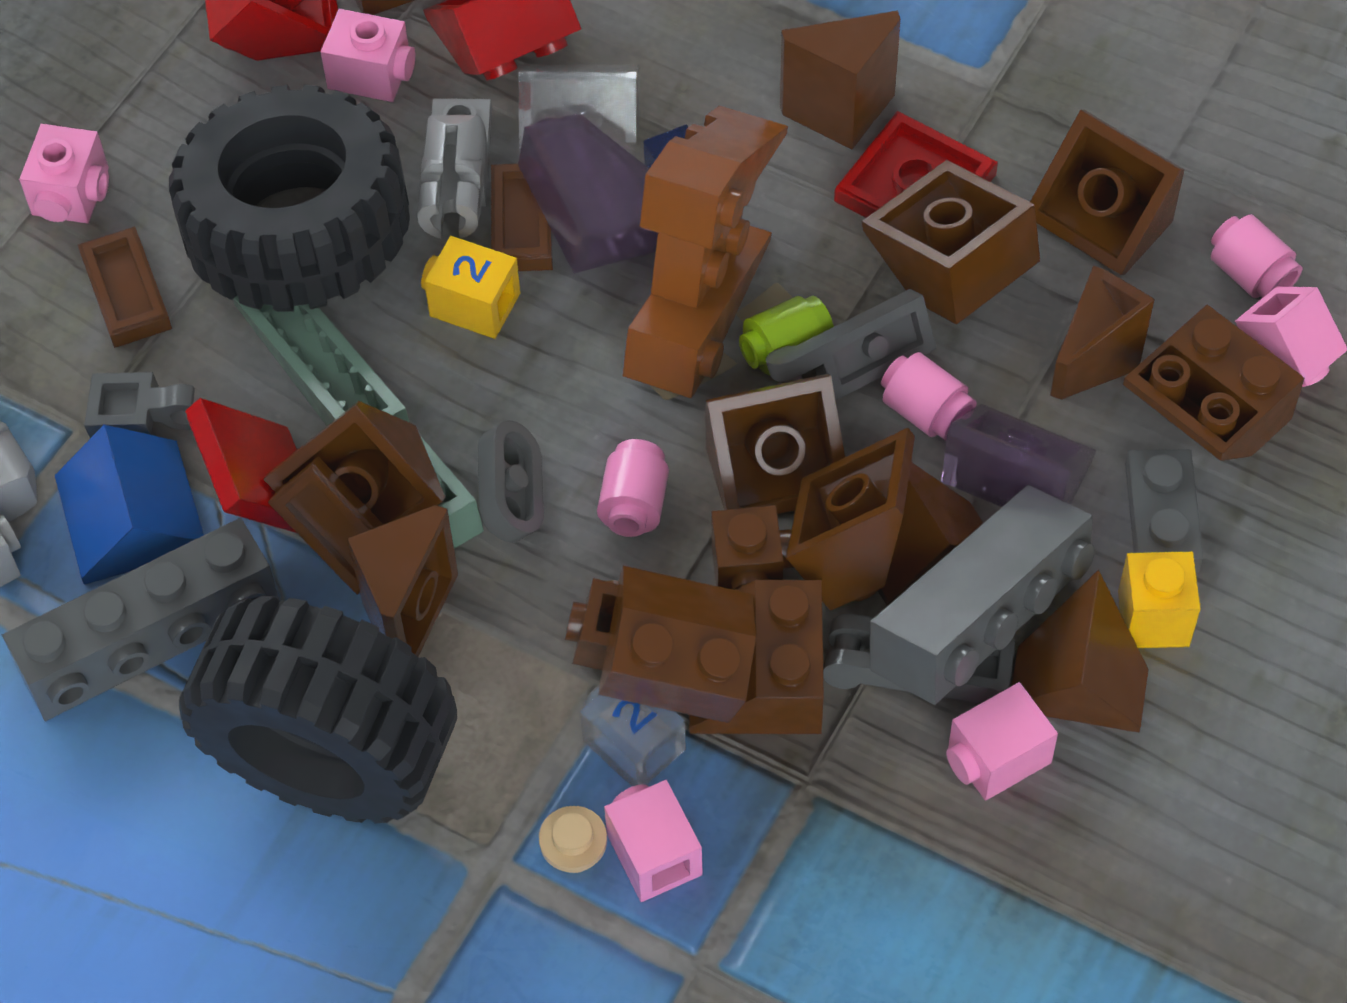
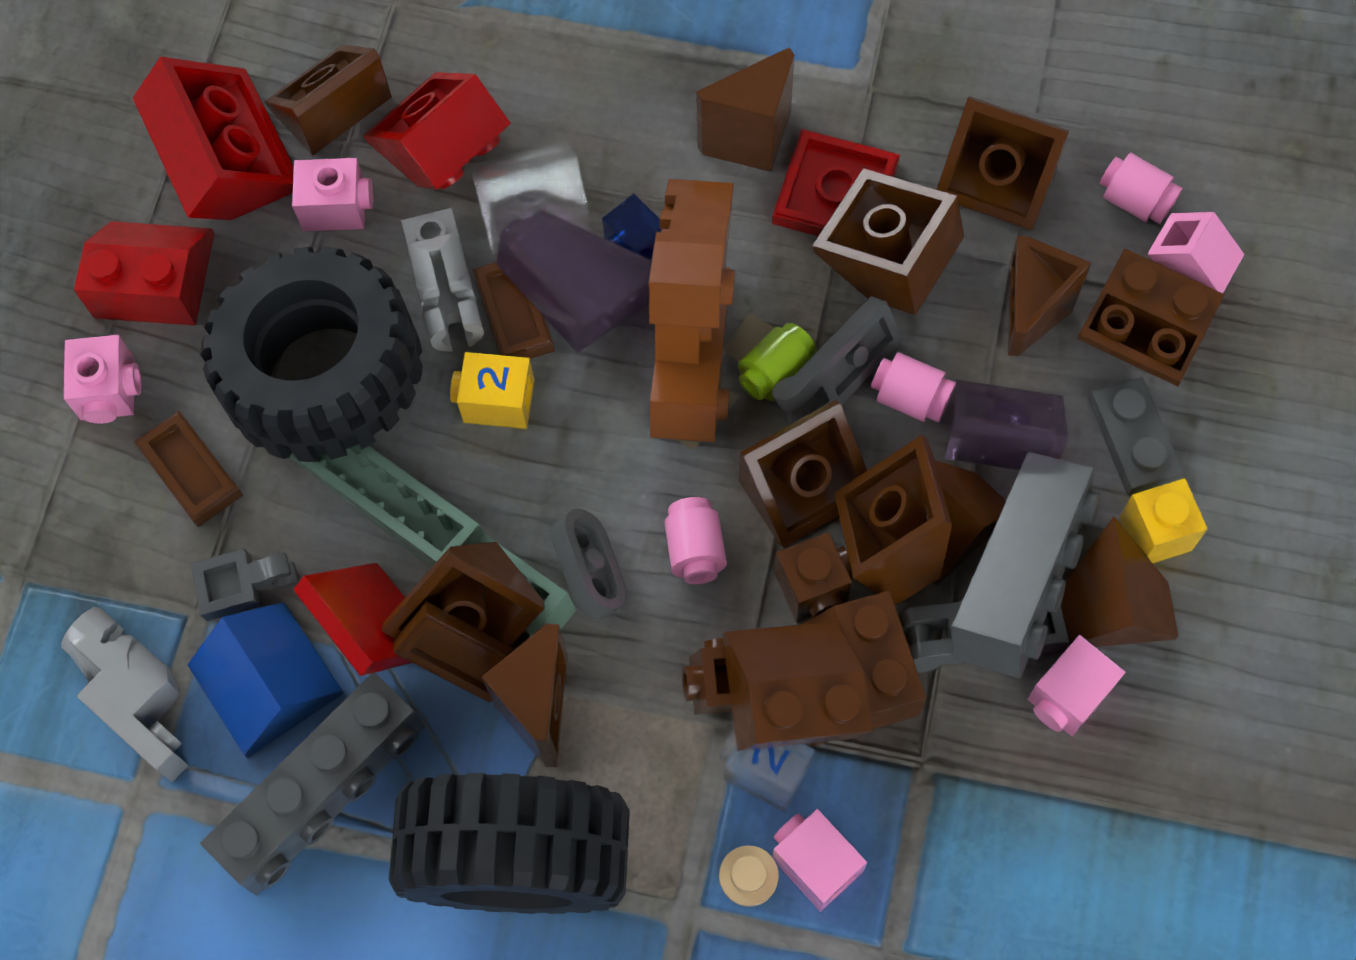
camera: 15 degrees left, 10 degrees up
(146, 86) = (145, 272): none -> red slope

